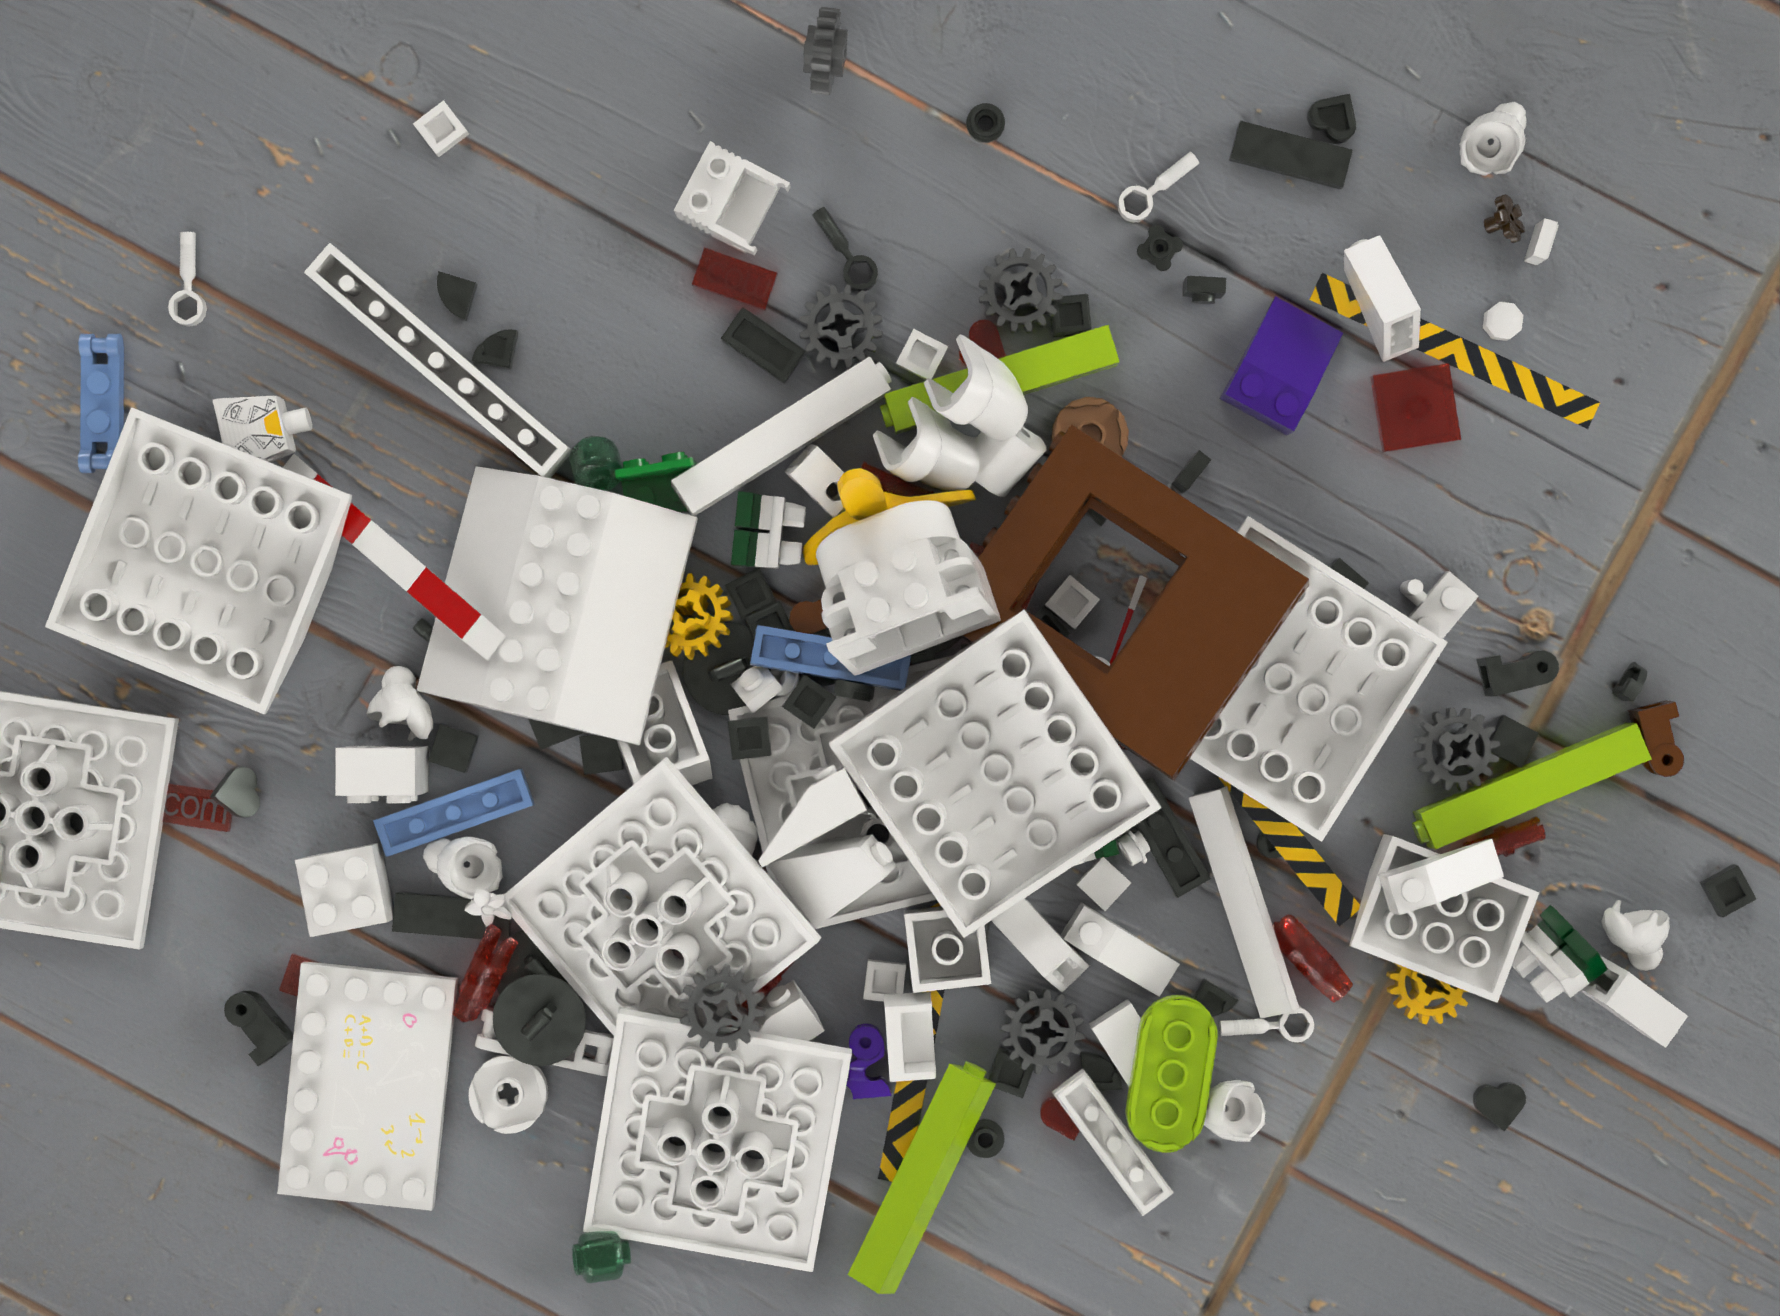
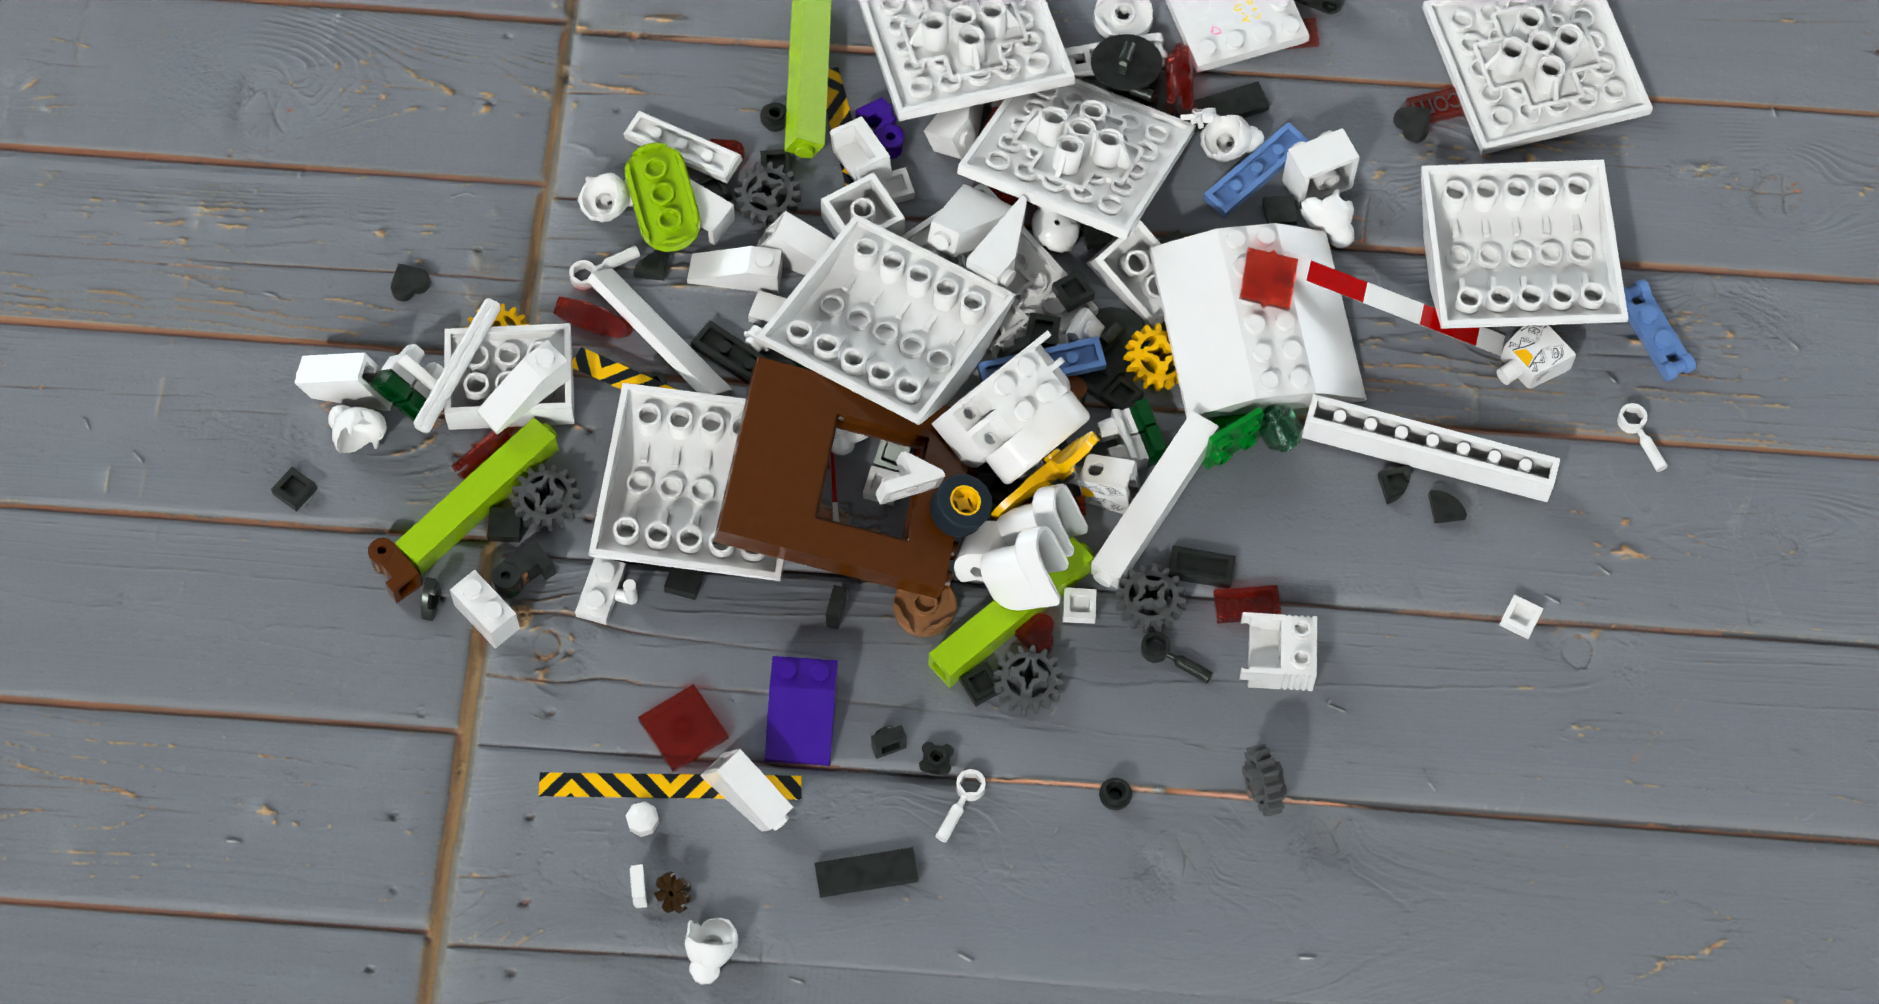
camera: 155 degrees right, 25 degrees down
(345, 889) = (1305, 90): white brick -> none
(527, 628) = (1268, 279): none -> clear red piece
(705, 1001) = (1004, 102): dark grey gear -> none
(1004, 493) = (969, 496): none -> black wheel
(1050, 554) = (915, 478): none -> white slope
(1334, 117) = (845, 916): pearl dark grey tile -> none
(1504, 943) = (457, 365): none -> white axle
(1579, 639) = (484, 609): none -> white brick

